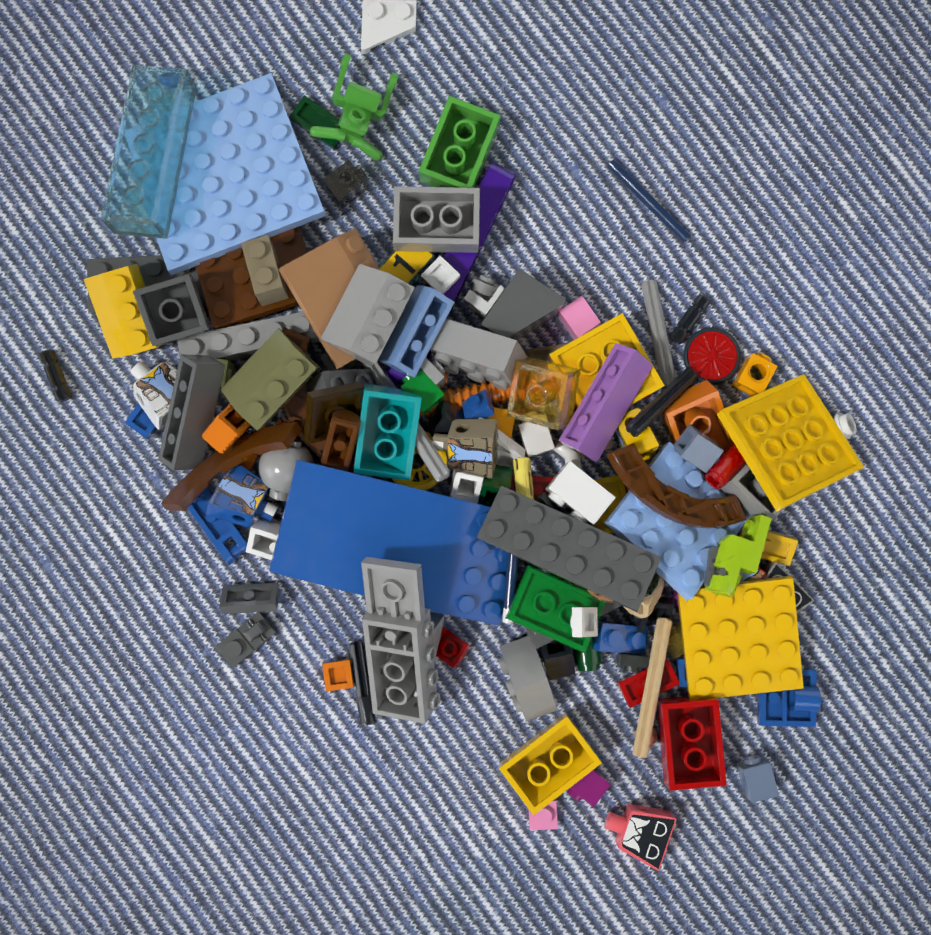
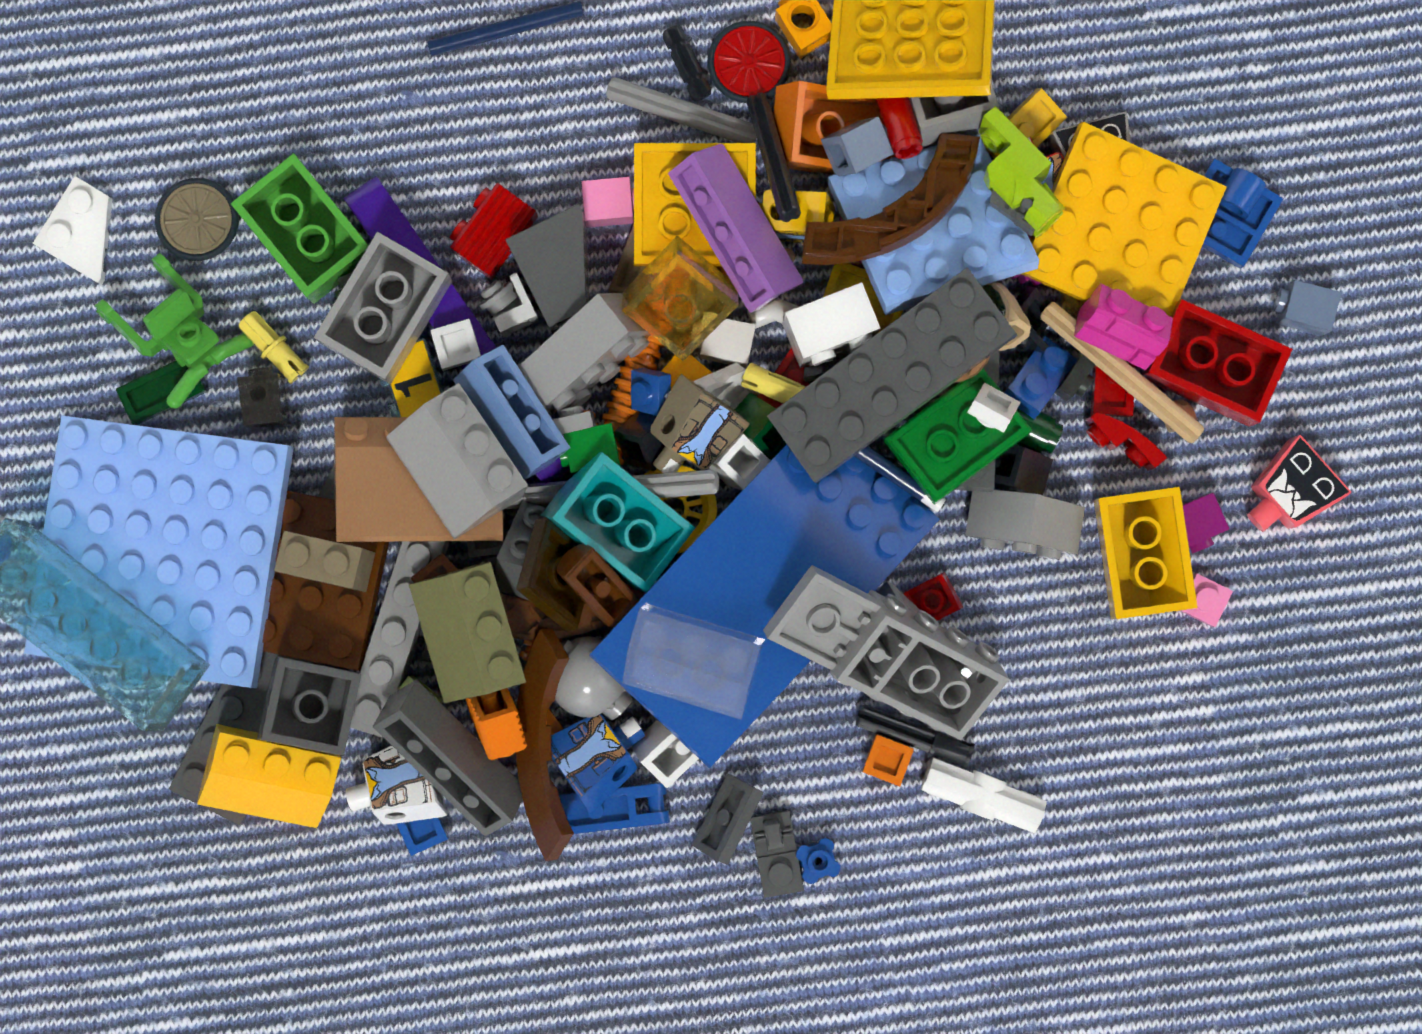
camera: 70 degrees left, 0 degrees up
(55, 375) = (297, 914): black axle -> none
(261, 662) = (807, 857): none -> blue plate
(326, 523) = (692, 660): none -> clear slope
(349, 745) = (983, 795): none -> white piece
(381, 171) = (272, 346): none -> light yellow axle
(430, 84) = (196, 219): none -> dark tan wheel
(531, 258) = (484, 236): none -> red brick
(611, 702) = (1112, 432): none -> red slope
(681, 673) = (1123, 326): none -> dark pink brick

